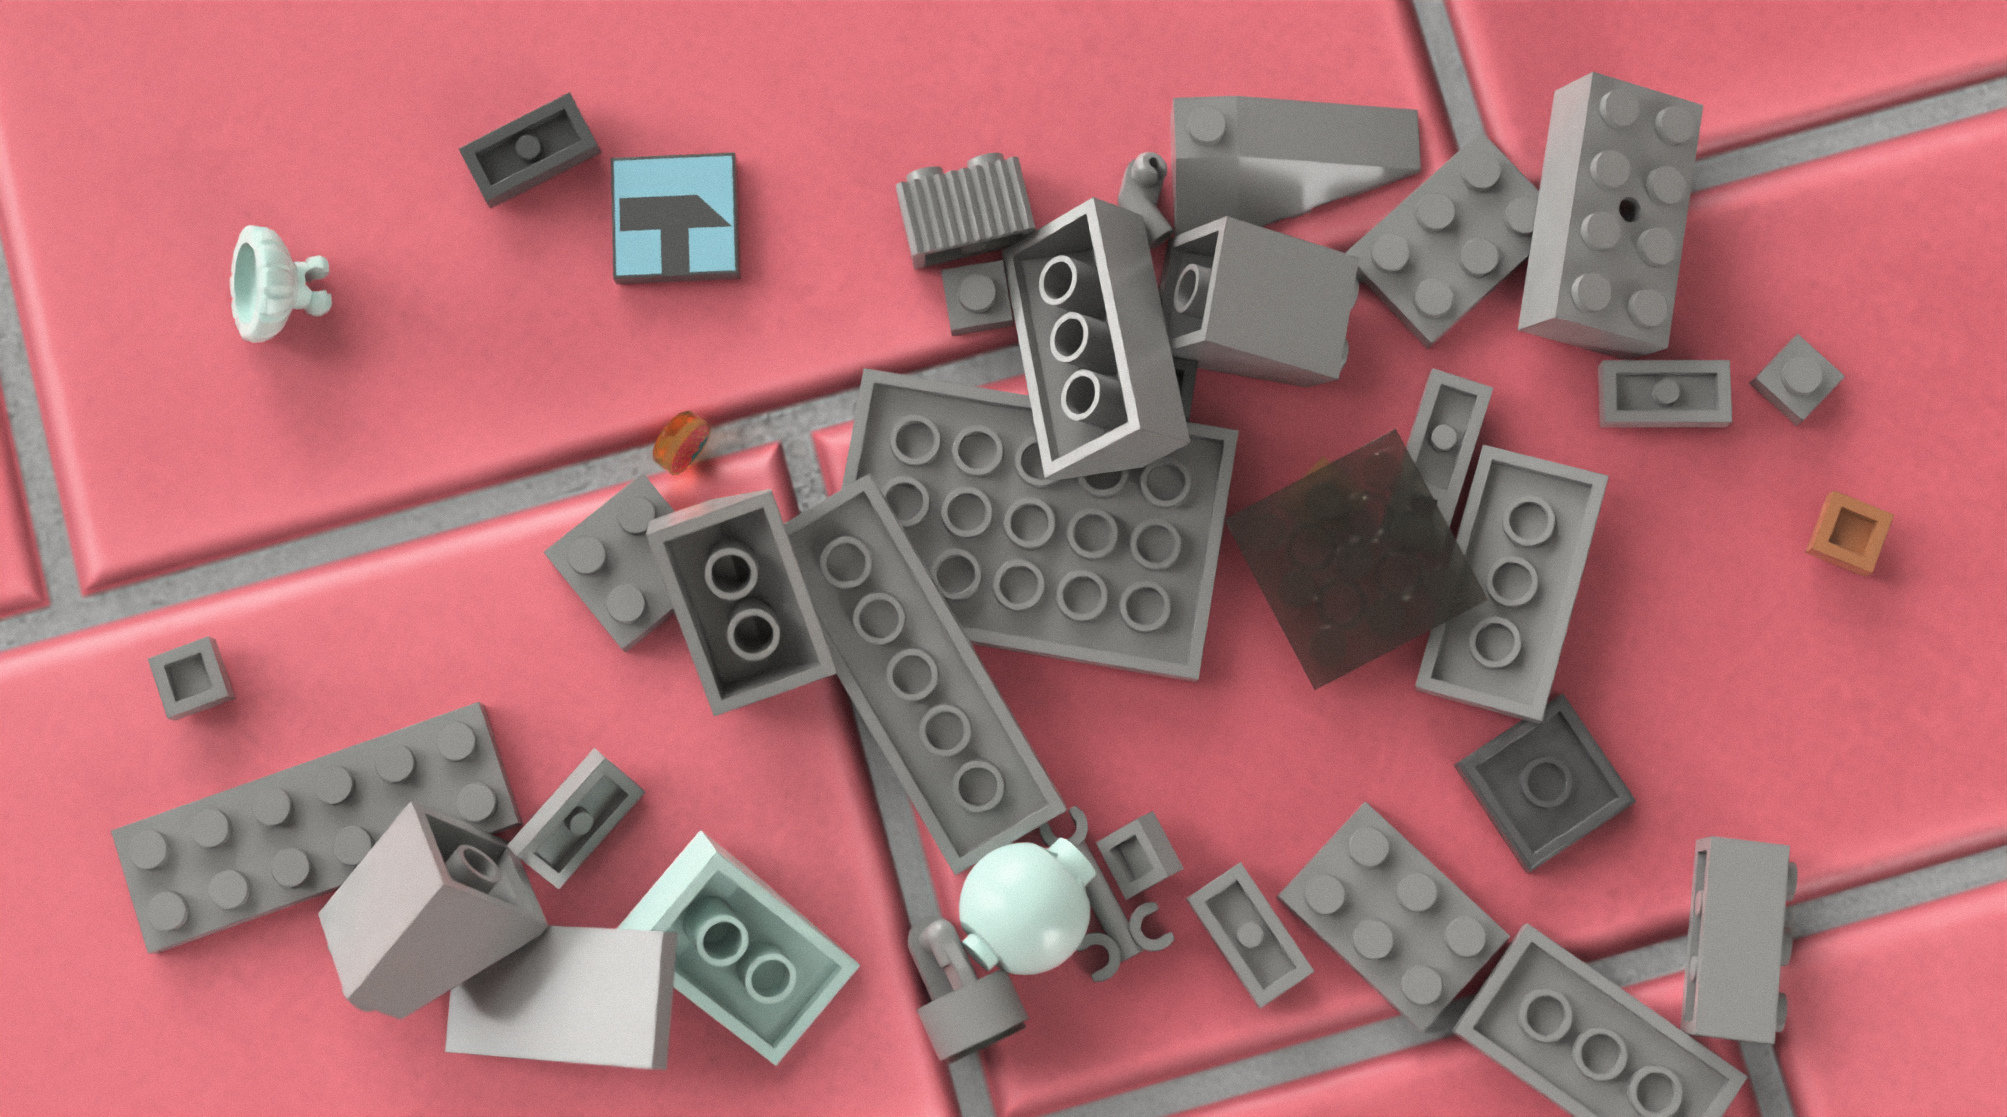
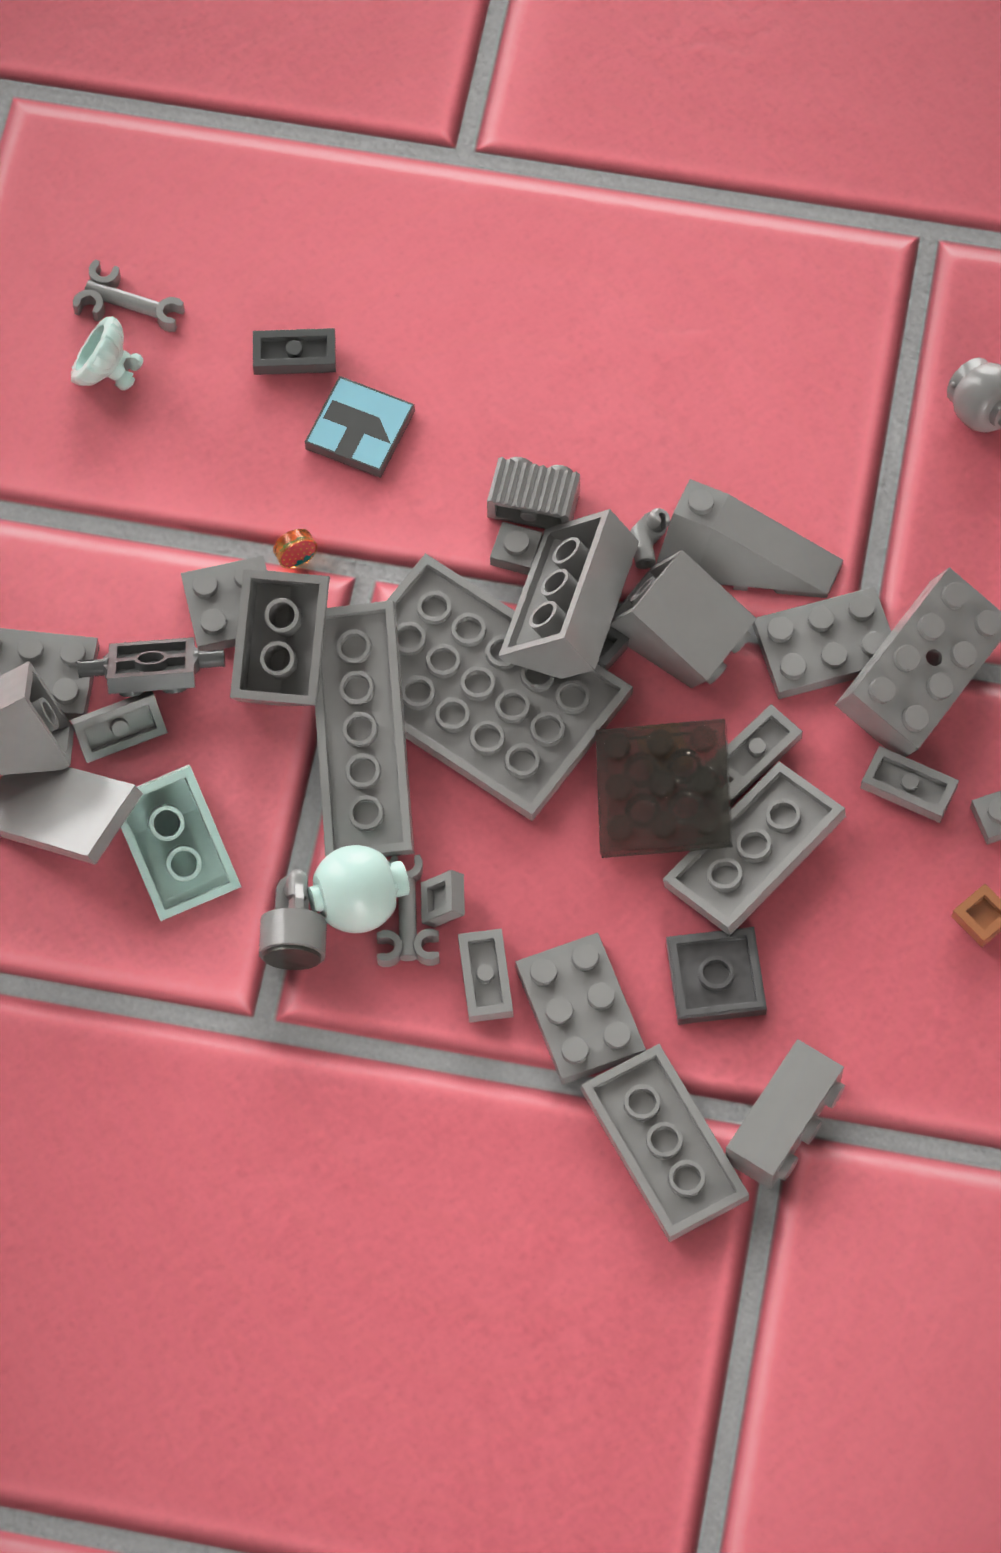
camera: 25 degrees right, 15 degrees down
(212, 179) = (104, 289): none -> light grey bar
(577, 714) = (151, 666): none -> dark grey plate

